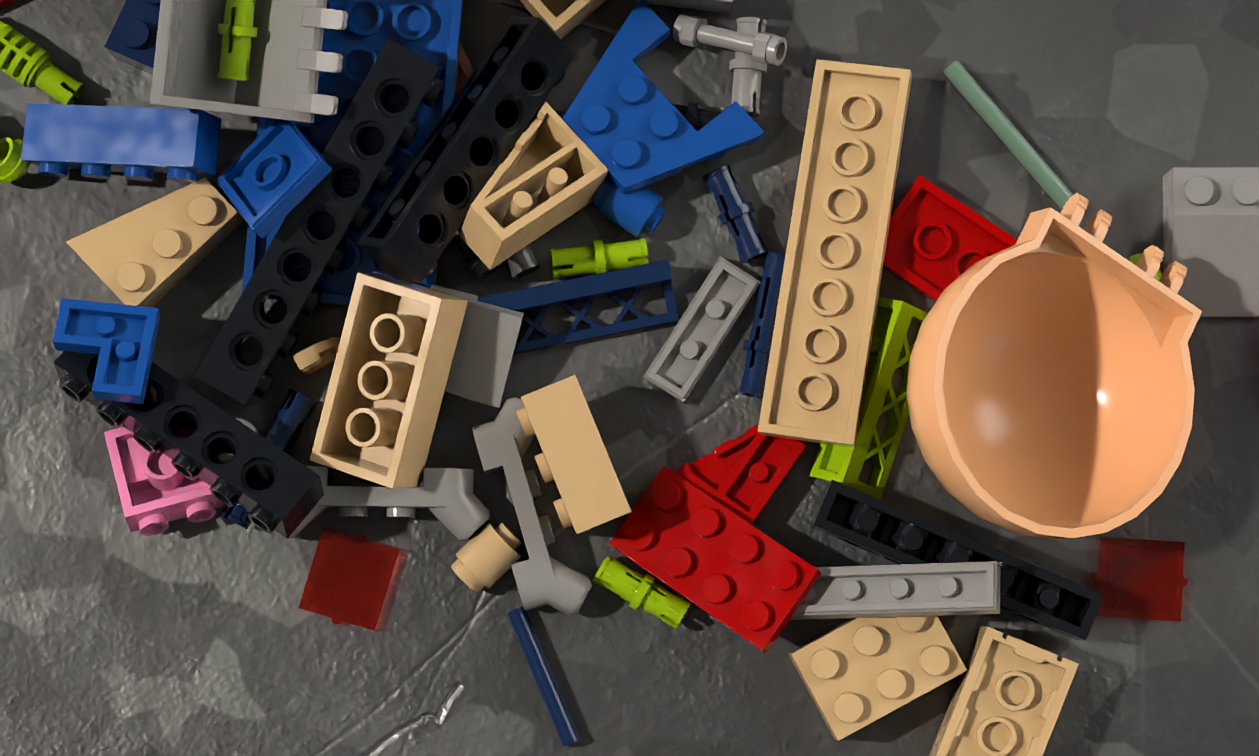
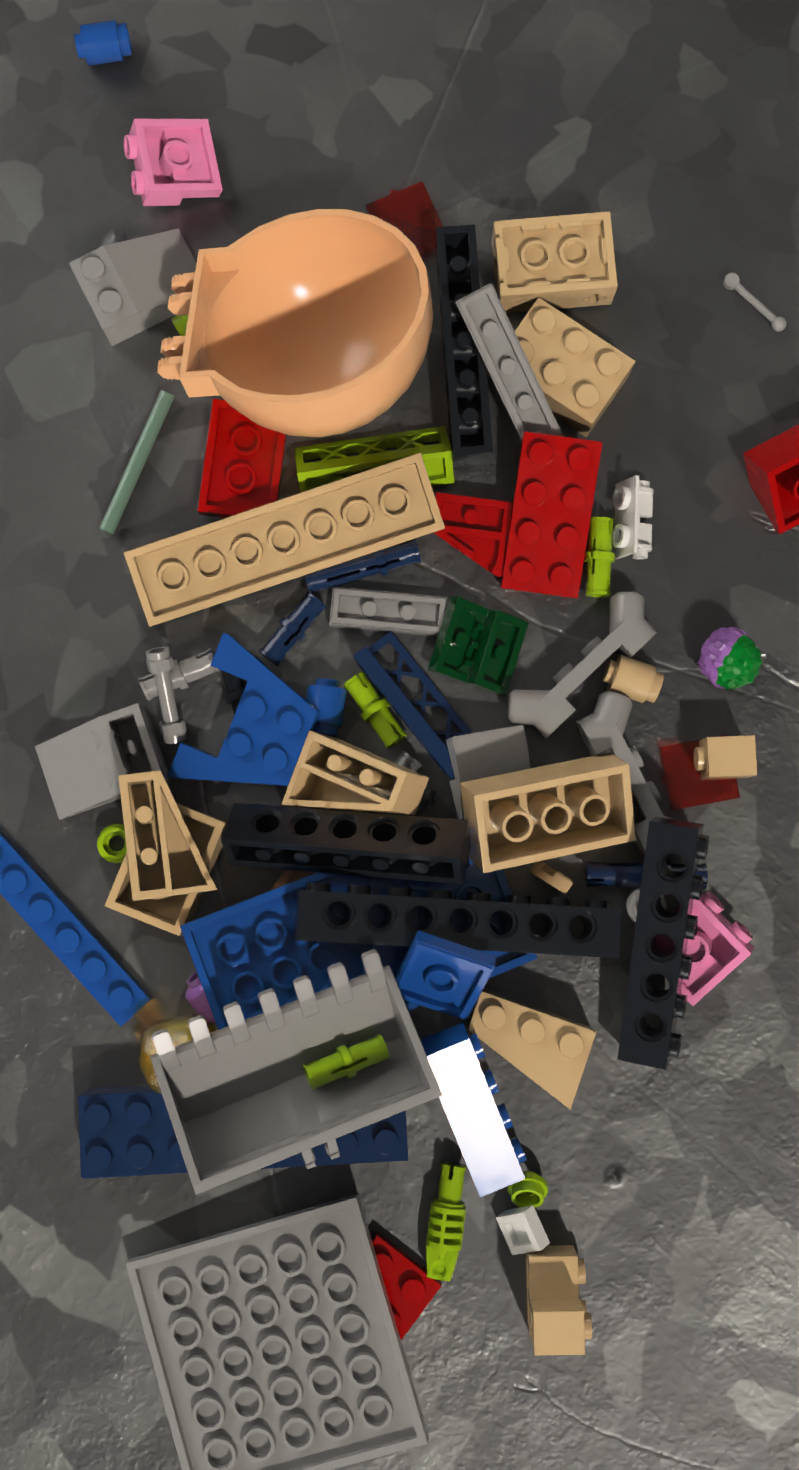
camera: 115 degrees left, 0 degrees up
(120, 336) = (621, 1028): blue plate -> none
(348, 609) = (726, 757): none -> tan brick
(453, 673) = (730, 658): none -> piece
(543, 676) = (694, 597): dark blue bar -> none
(573, 455) = (534, 646): tan wedge -> none
(624, 401) = (478, 646): none -> dark green slope
(686, 659) = (631, 501): none -> white hinge

